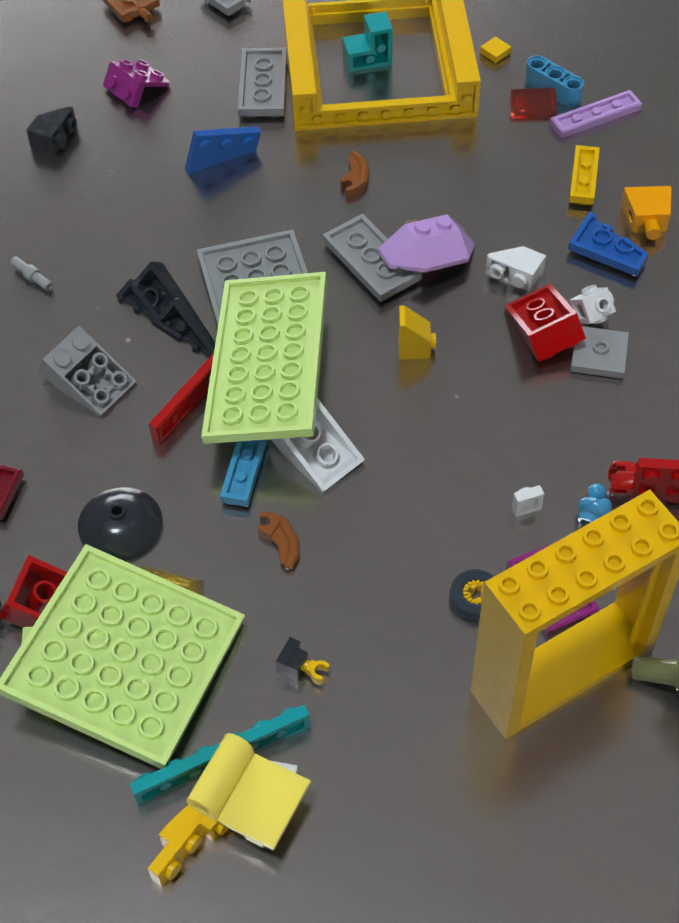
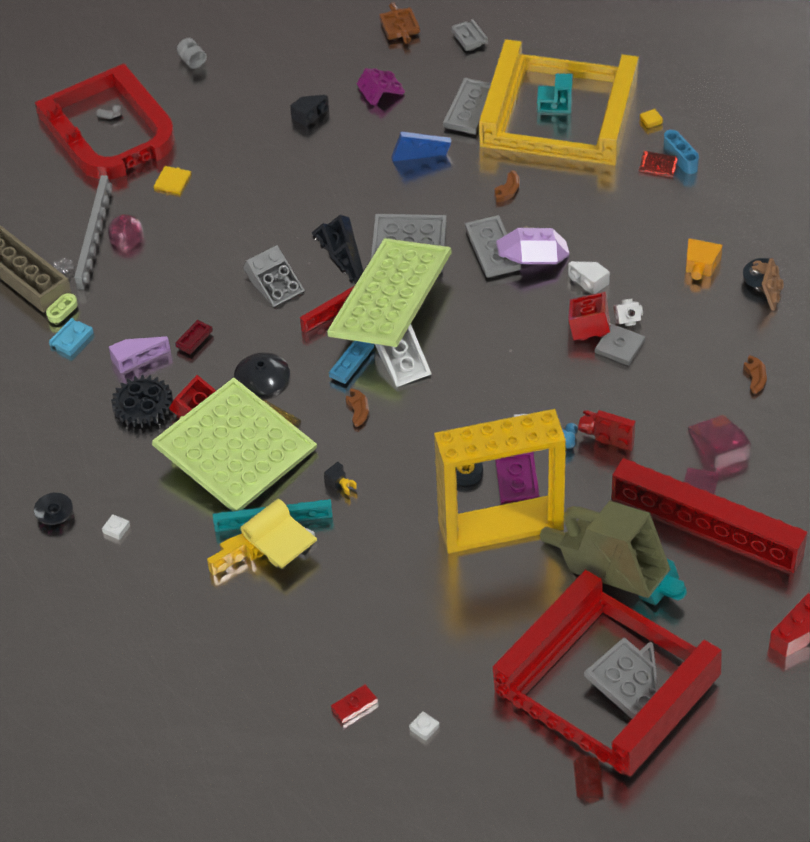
camera: 20 degrees right, 5 degrees down
(31, 273) = (261, 205): light grey bar -> none
(414, 335) = (495, 303): yellow slope -> none
(584, 175) = (669, 223): yellow plate -> none
(595, 114) = (702, 182): lavender tile -> none
(605, 246) = (657, 274): blue wing -> none

